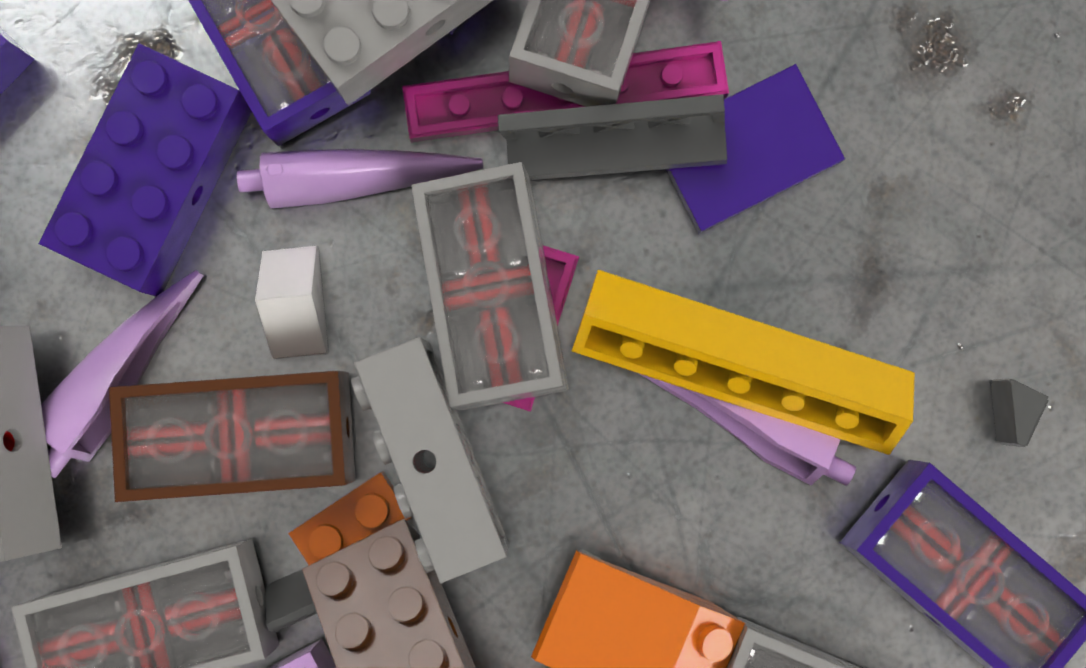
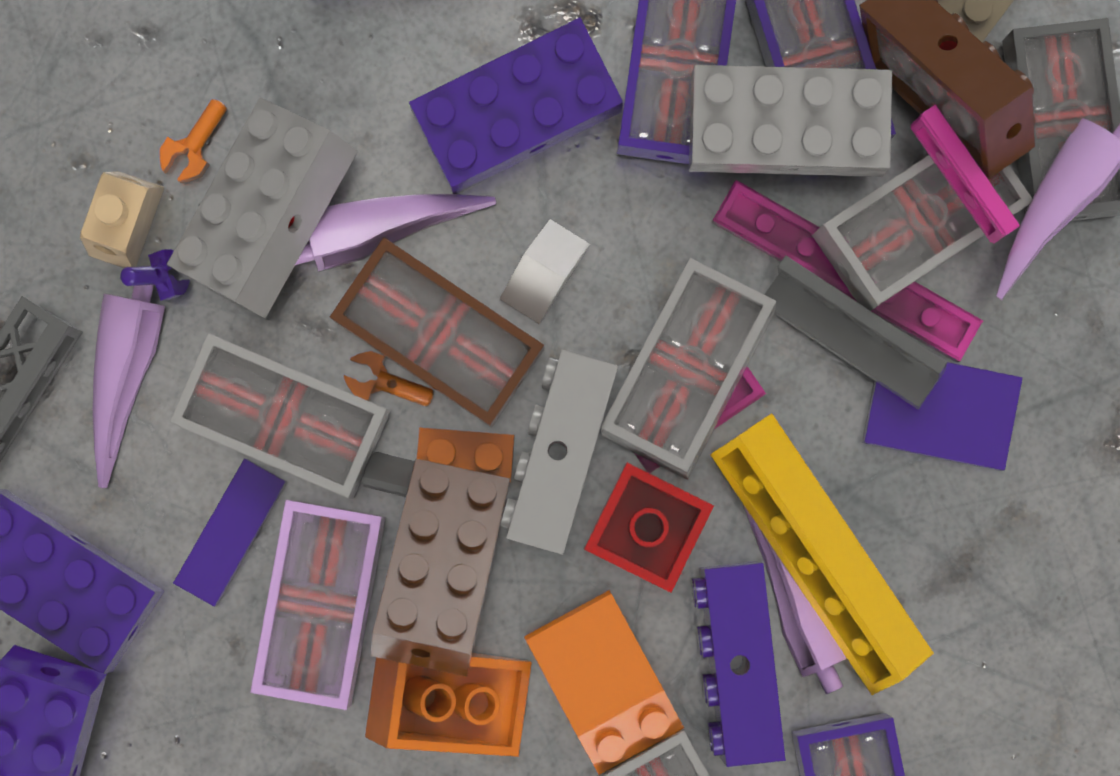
camera: 40 degrees right, 0 degrees up
(226, 515) = (386, 382): none -> orange bar
(345, 174) = (650, 211): lavender piece -> none
(567, 464) = (648, 527): none -> red brick
(774, 547) = (745, 697): none -> dark purple brick
(1016, 411) = (984, 736): dark grey slope -> none

